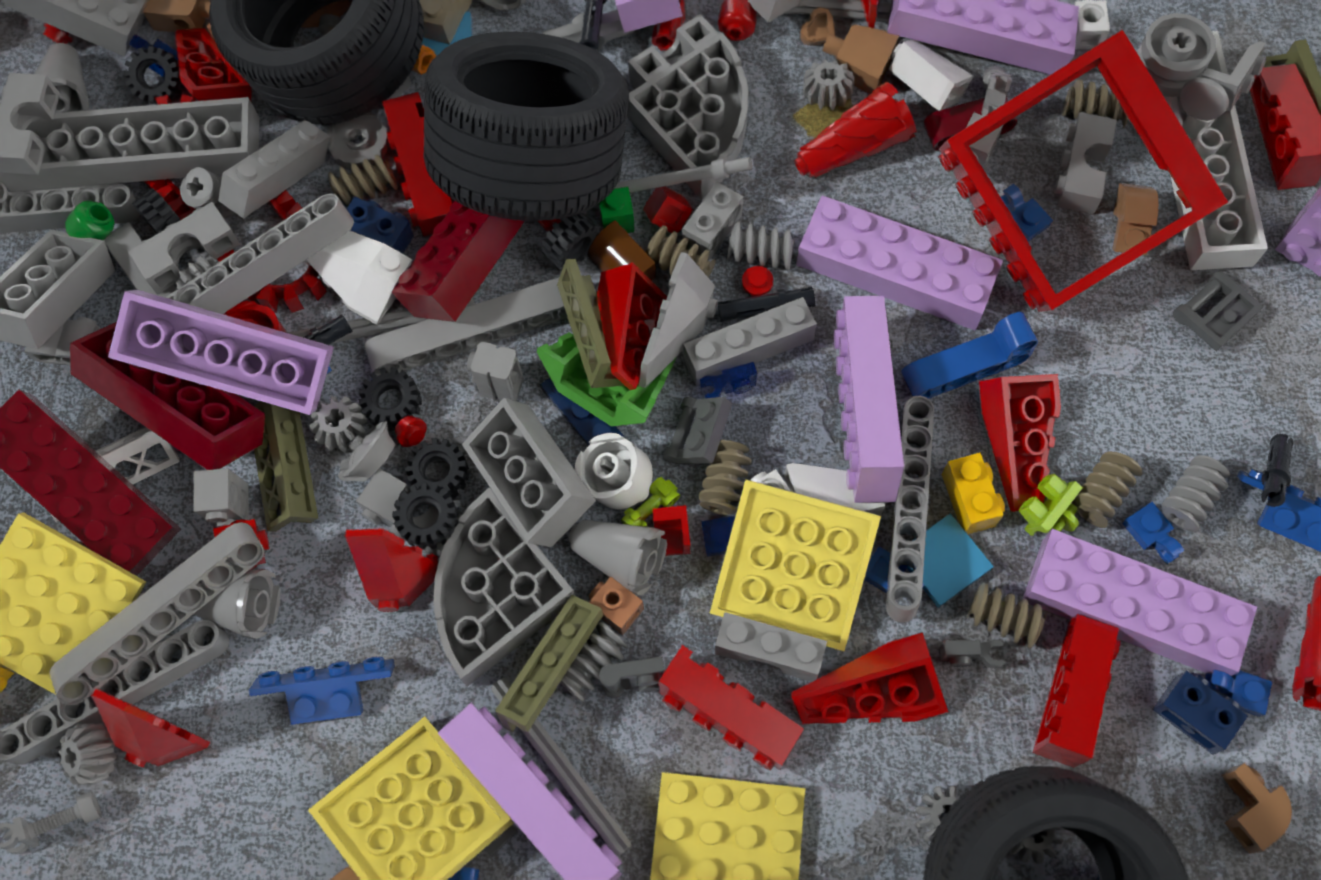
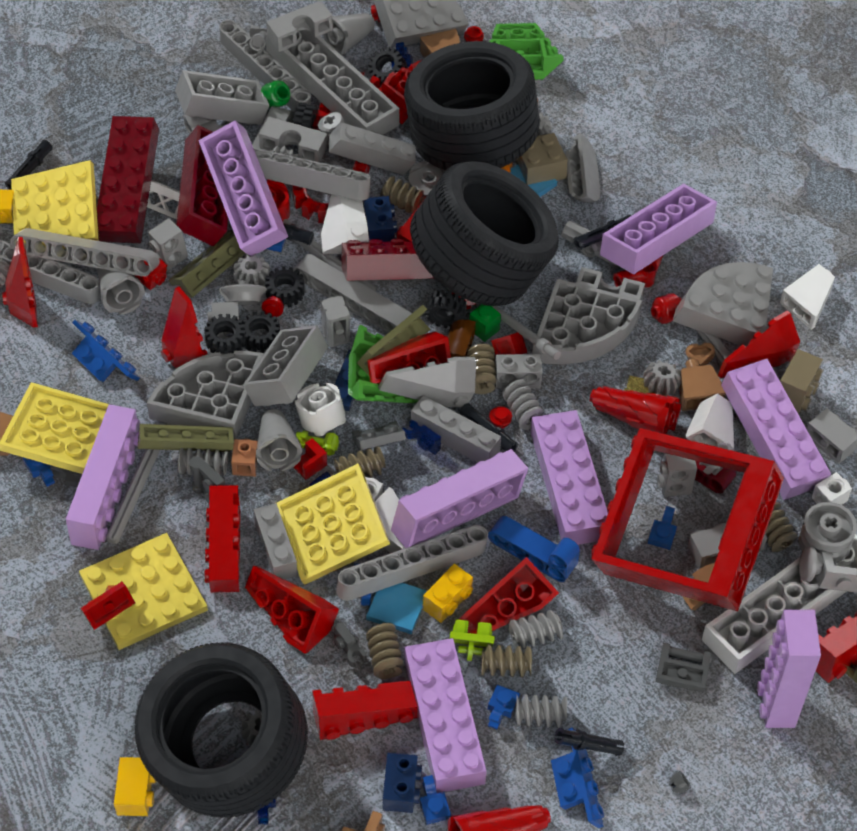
camera: 50 degrees right, 15 degrees down
(1081, 430) = (535, 628): none -> light grey piece

